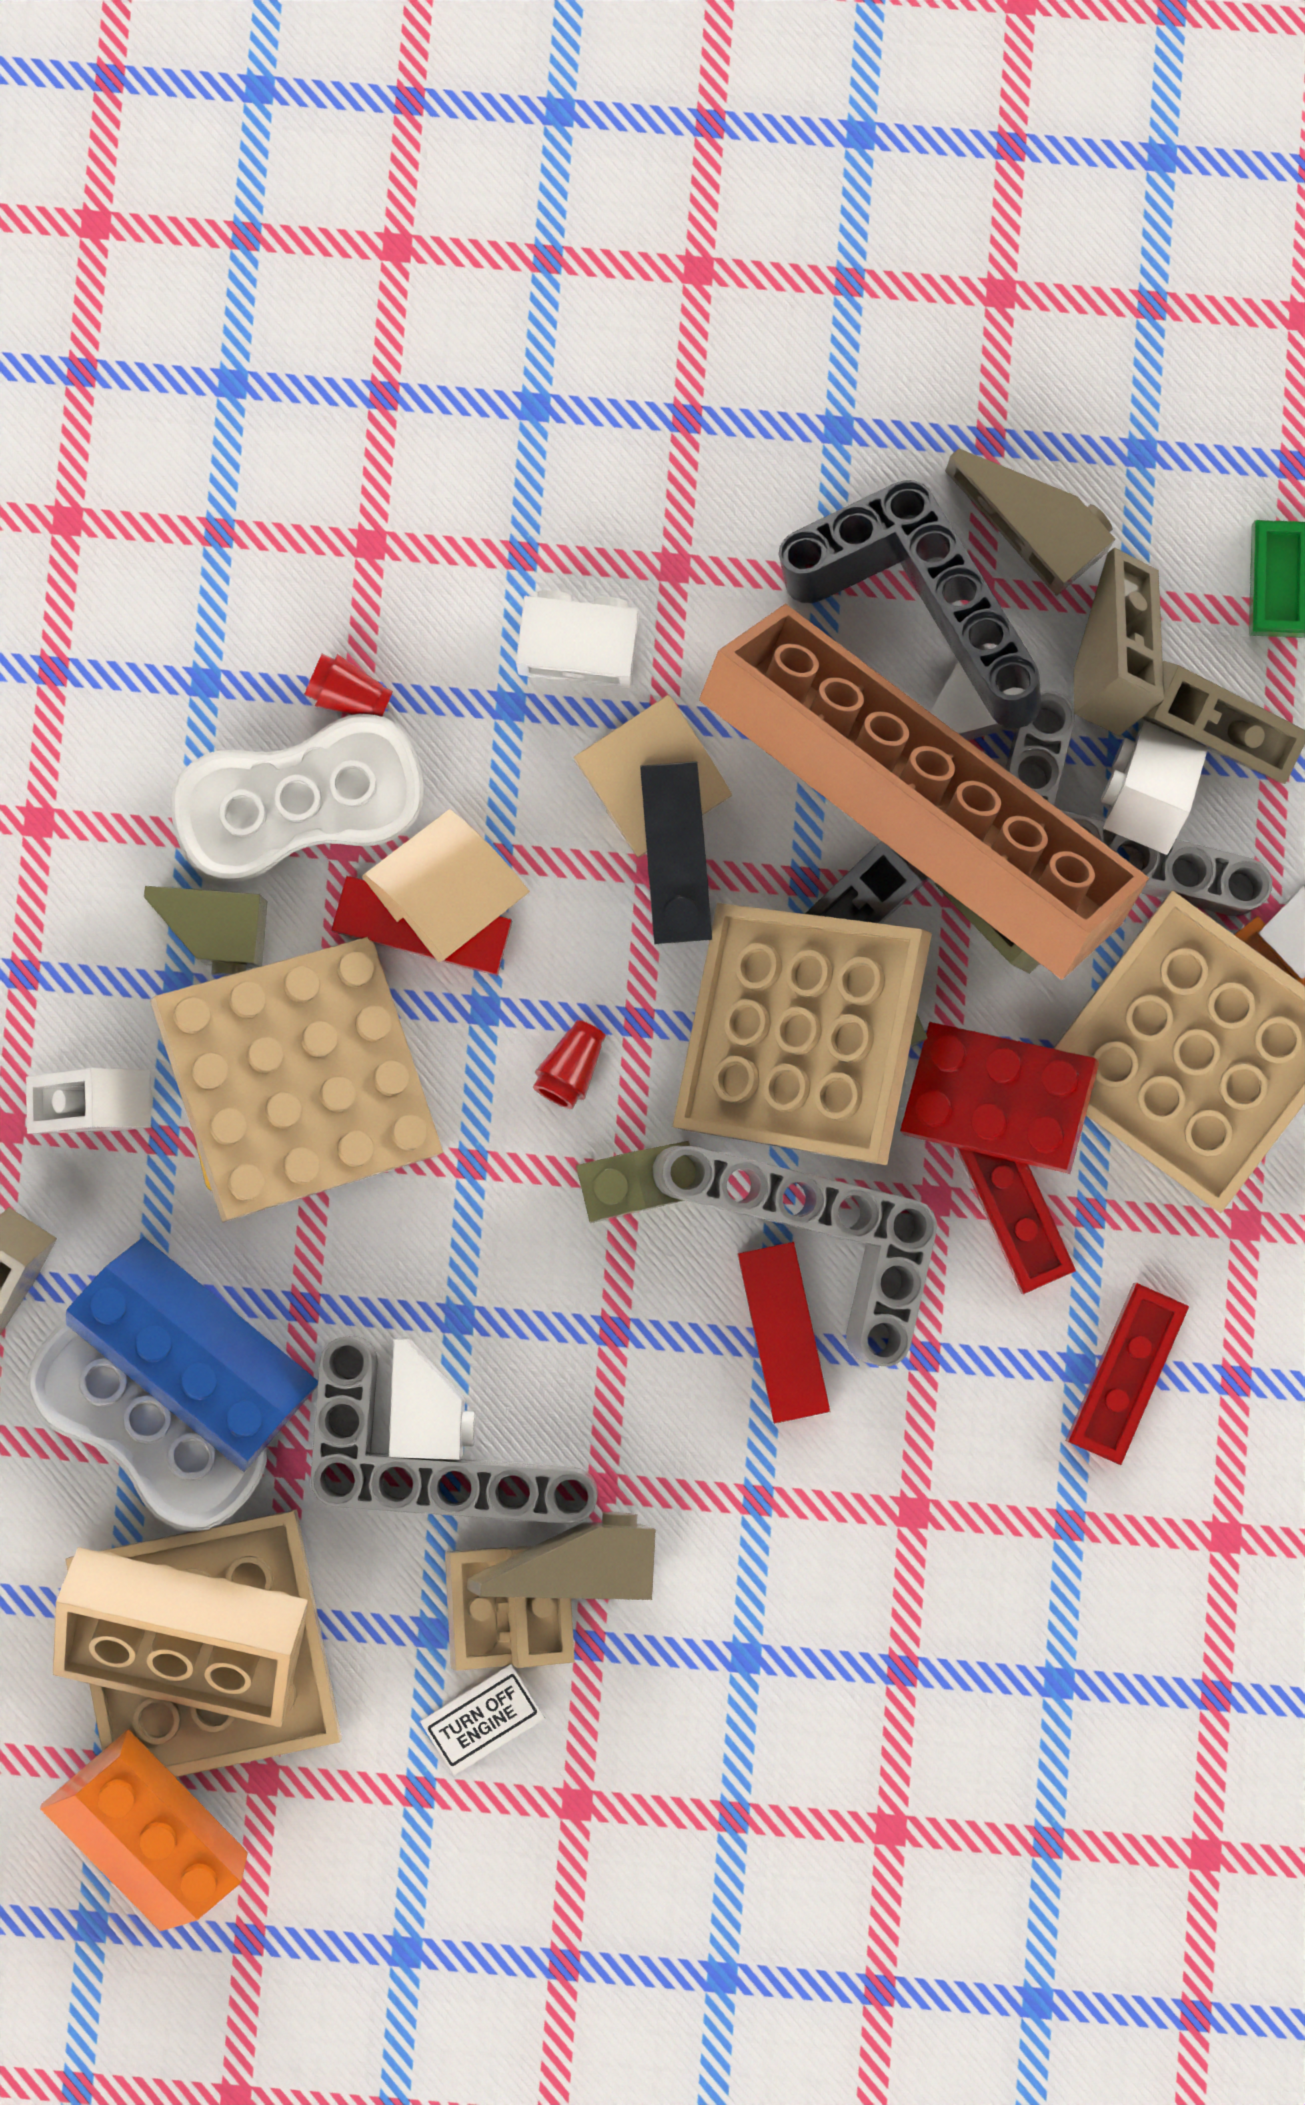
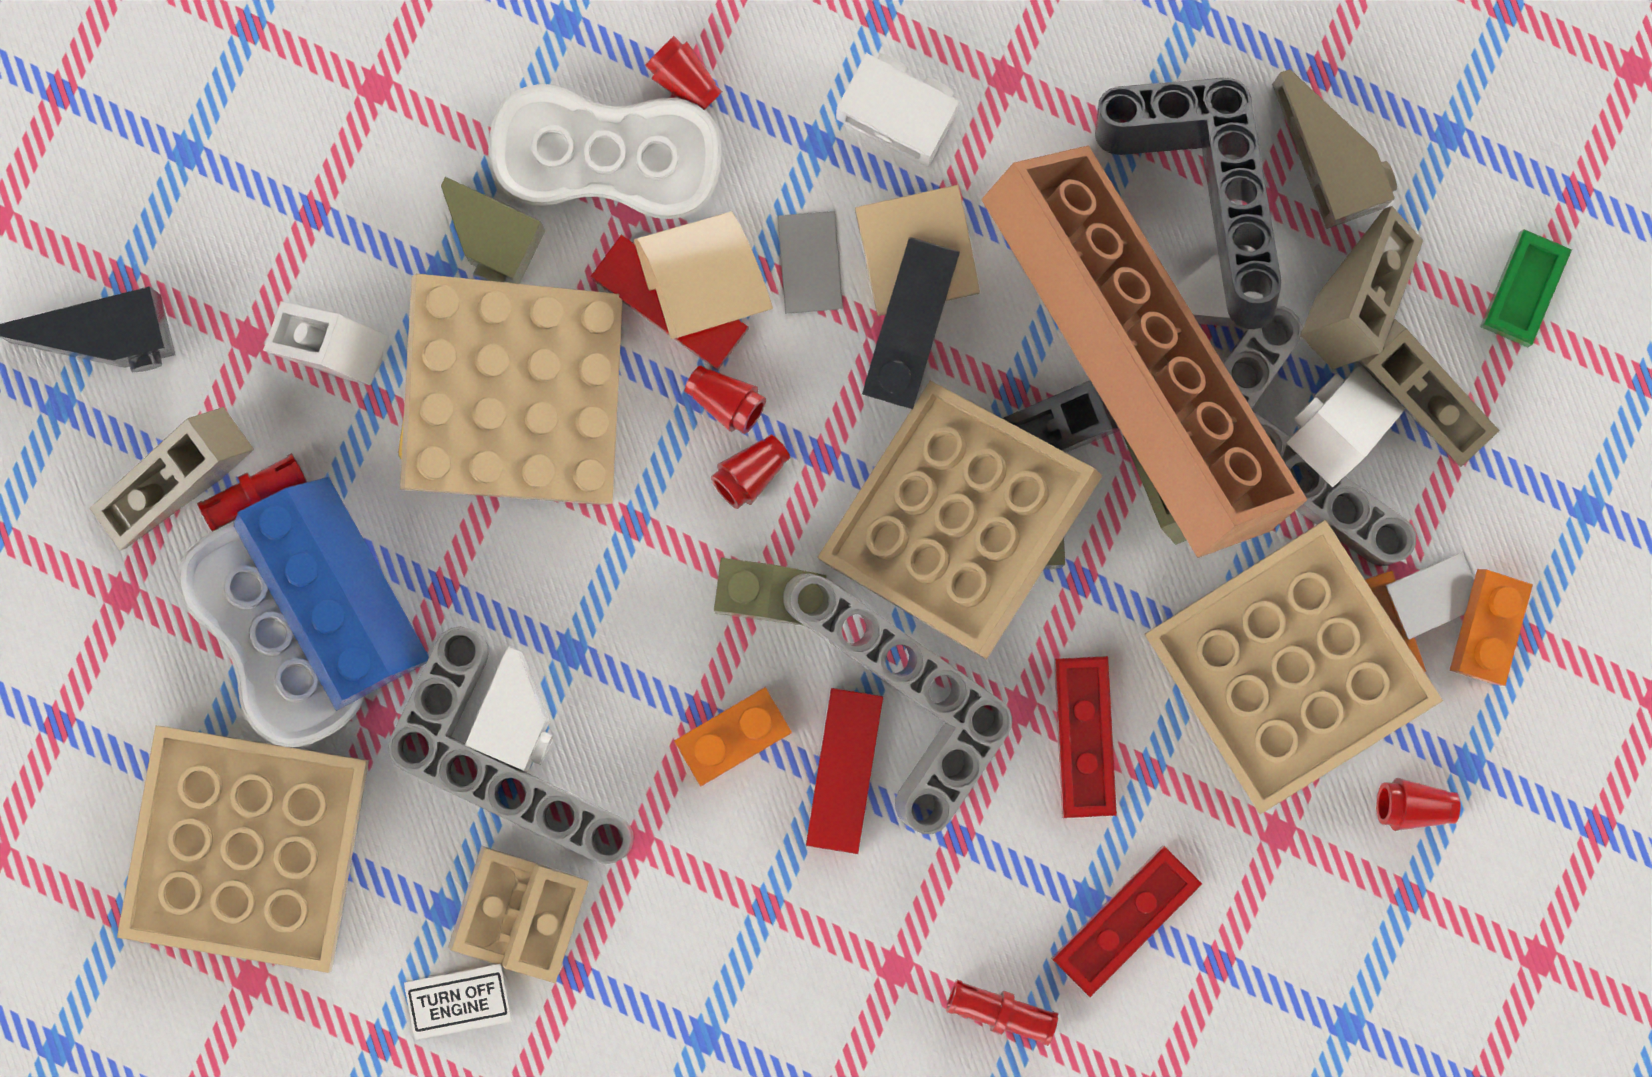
camera: 15 degrees right, 0 degrees up
(69, 1282) = (224, 506): none -> red pin
(148, 1834) = (134, 986): orange slope -> none
(178, 1636) = (225, 828): tan slope -> none
(517, 1001) = (726, 399): none -> red cone
(548, 830) = (810, 262): none -> light grey sticker
(581, 1563) = (594, 899): dark tan slope -> none
(657, 1341) = (732, 736): none -> orange plate
(1000, 1097) = (1108, 640): red plate -> none
(1038, 1515) = (1002, 1012): none -> red pin

